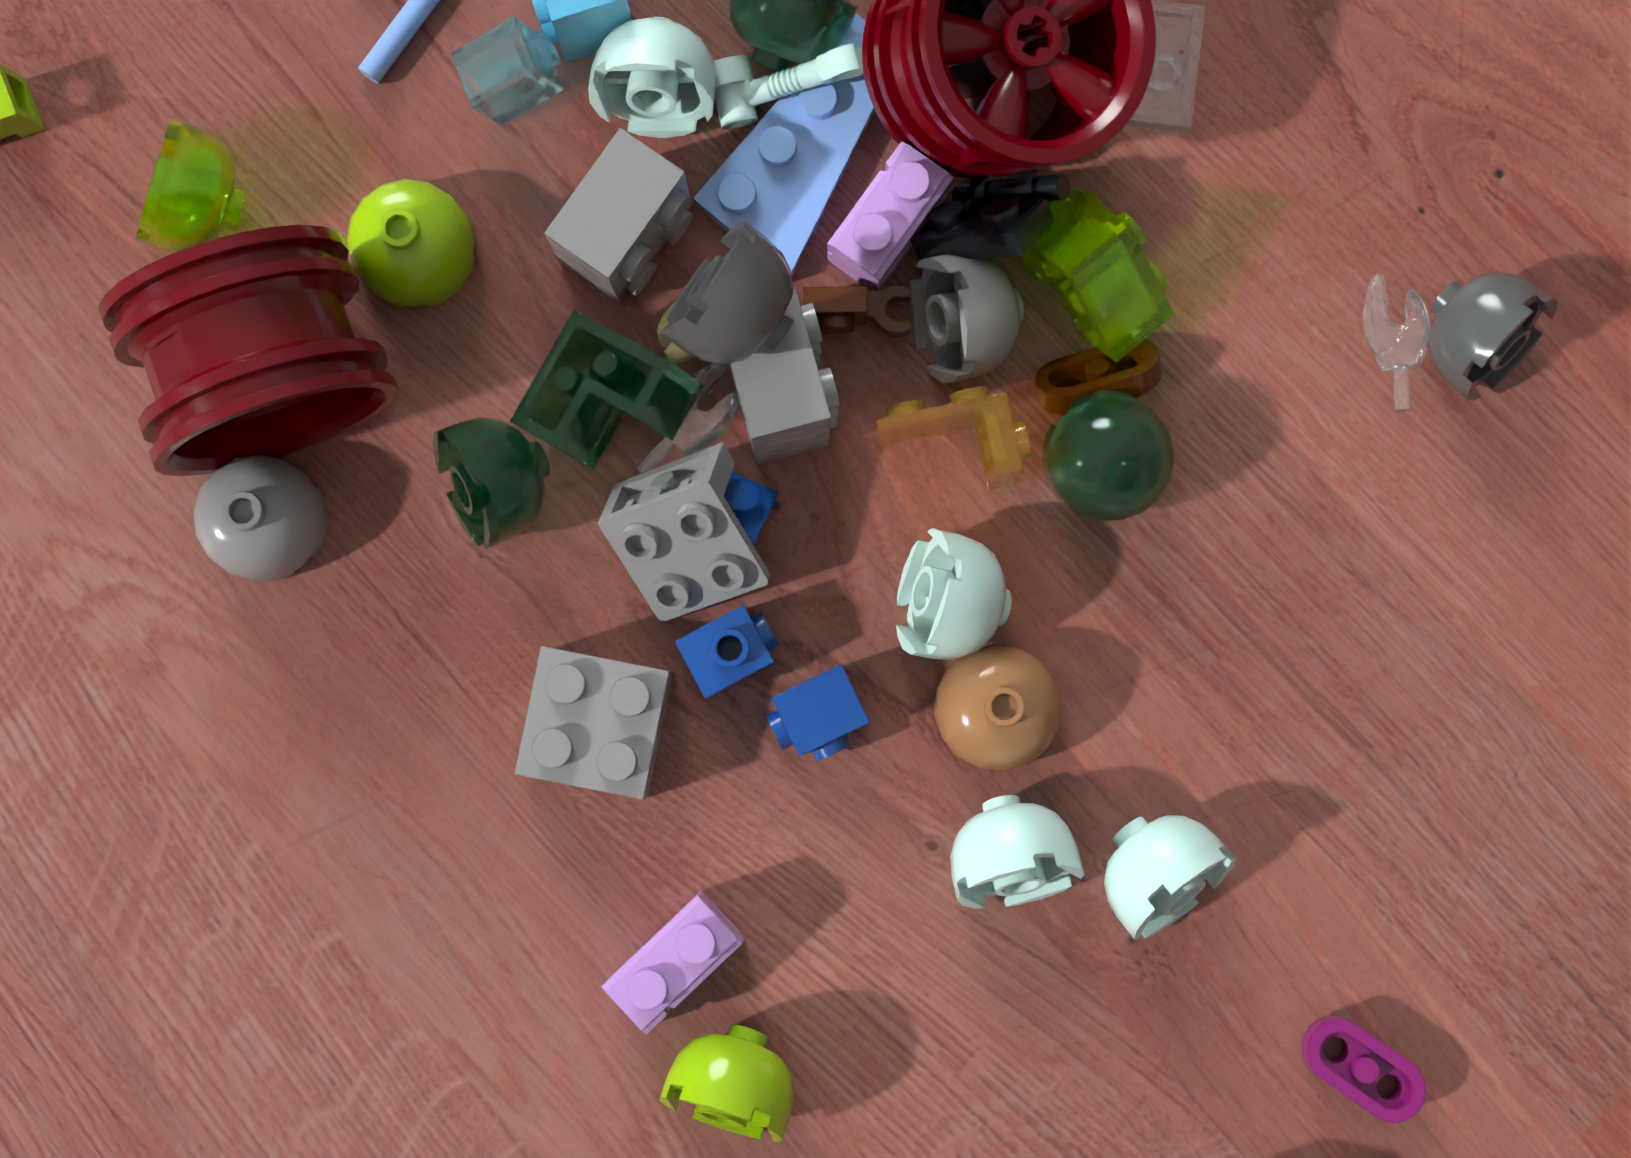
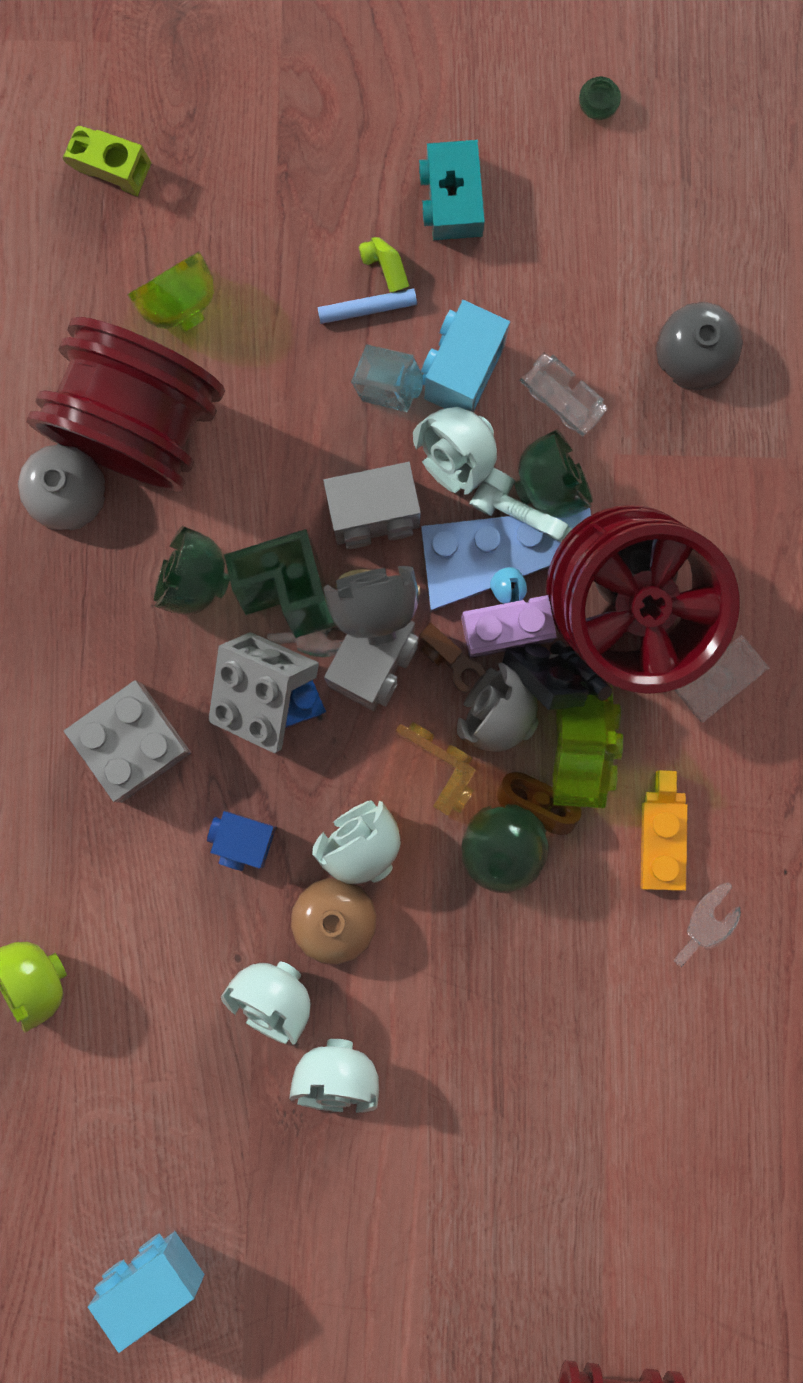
camera: 45 degrees right, 0 degrees up
(411, 243) = (261, 420): lime cylinder -> none
(673, 962) = (55, 895): lavender brick -> none
(728, 650) = (226, 767): blue brick -> none
(841, 180) = (501, 585): none -> medium azure hinge
(1260, 288) = (664, 835): none -> light orange hinge
(1360, 1068) = (344, 1270): magenta plate -> none
(1485, 329) = (755, 962): dark grey cylinder -> none

